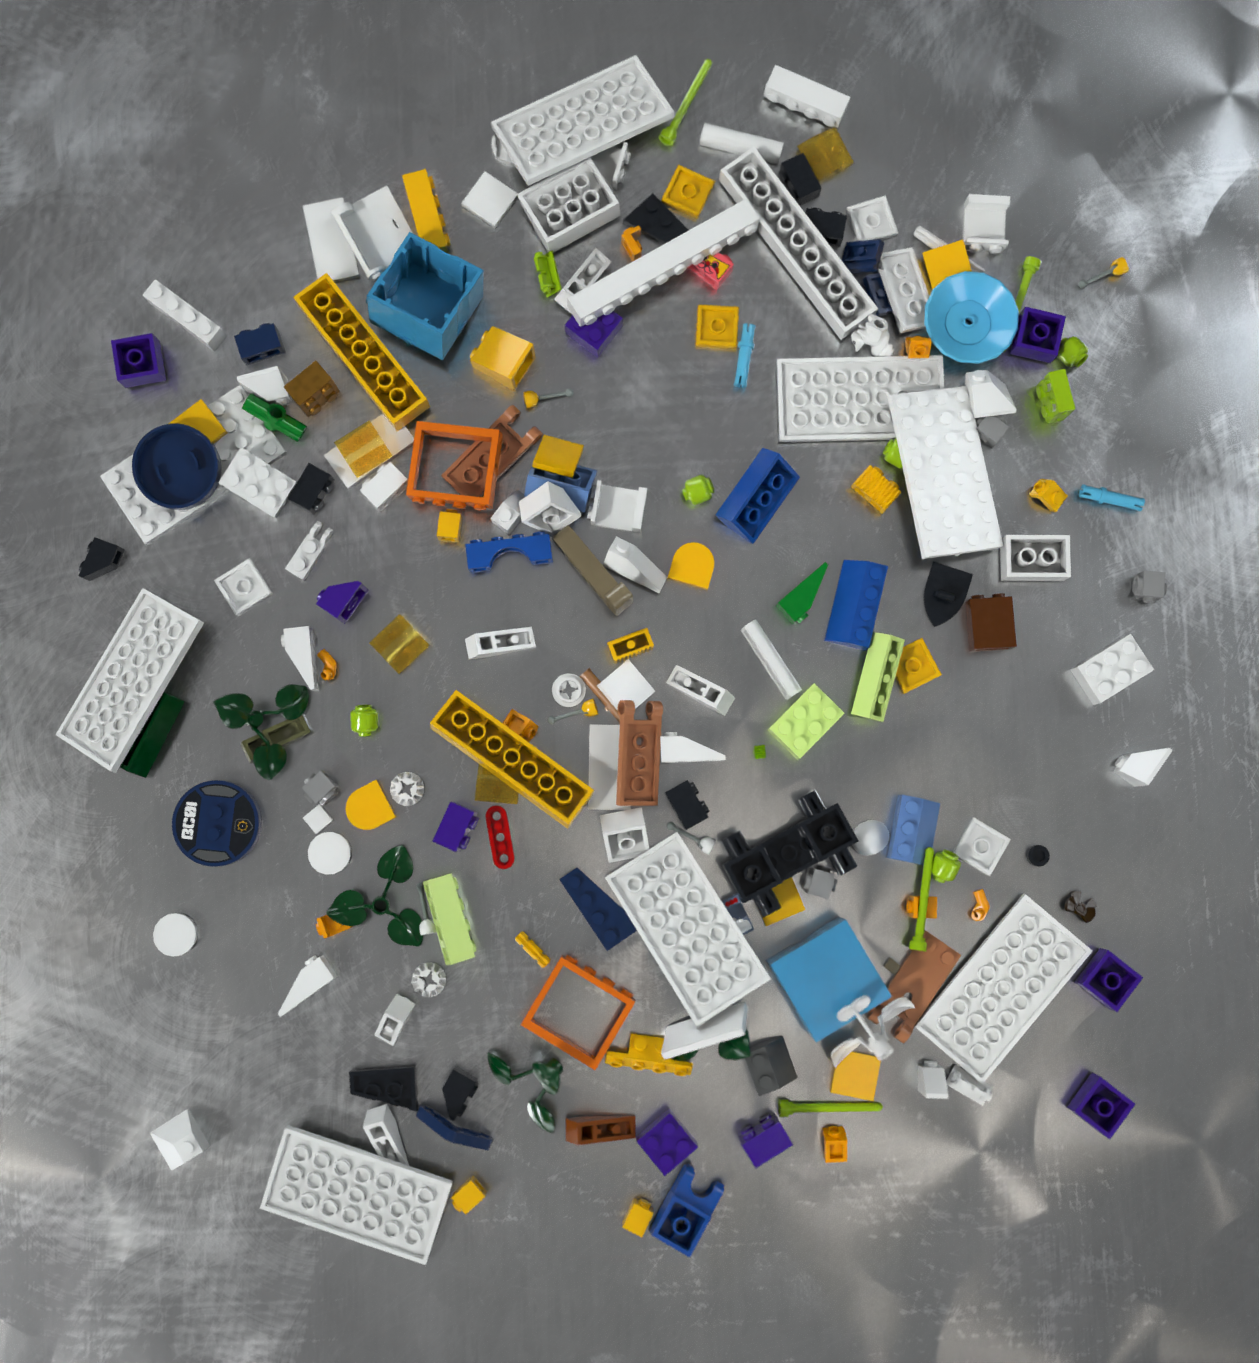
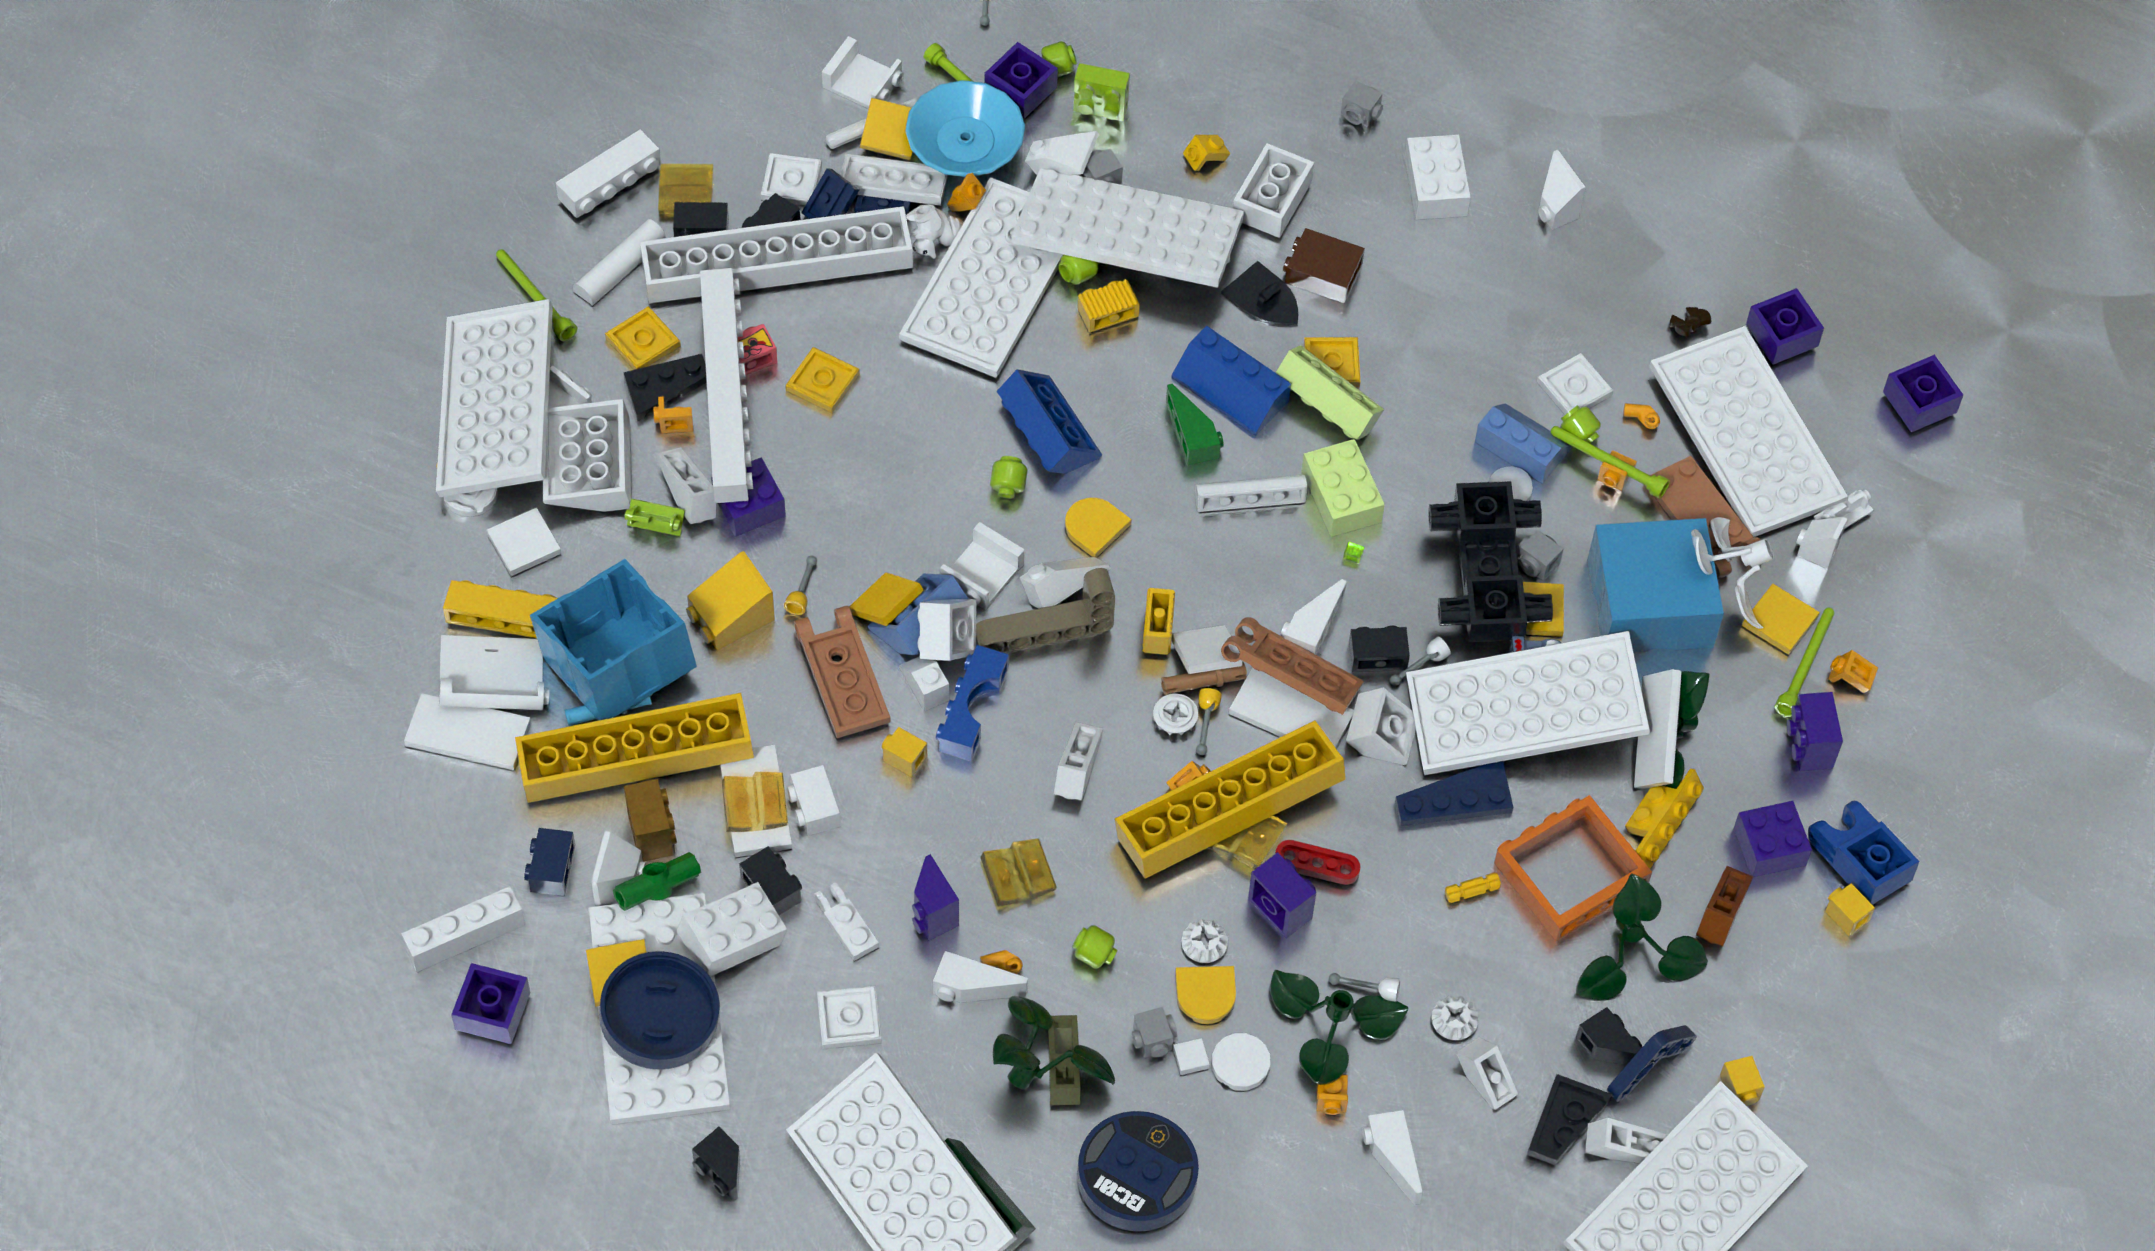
camera: 65 degrees left, 25 degrees down
(449, 919) = (1391, 954): yellowish green brick -> none
(459, 432) = (798, 683): orange window -> none
(701, 690) = (1249, 576): white slope -> none
(746, 346) = (865, 360): medium azure pin -> none
(770, 1066) = (1731, 702): dark grey slope -> none
(1038, 855) = (1612, 337): black tile -> none
(1103, 495) = (1236, 103): medium azure pin -> none

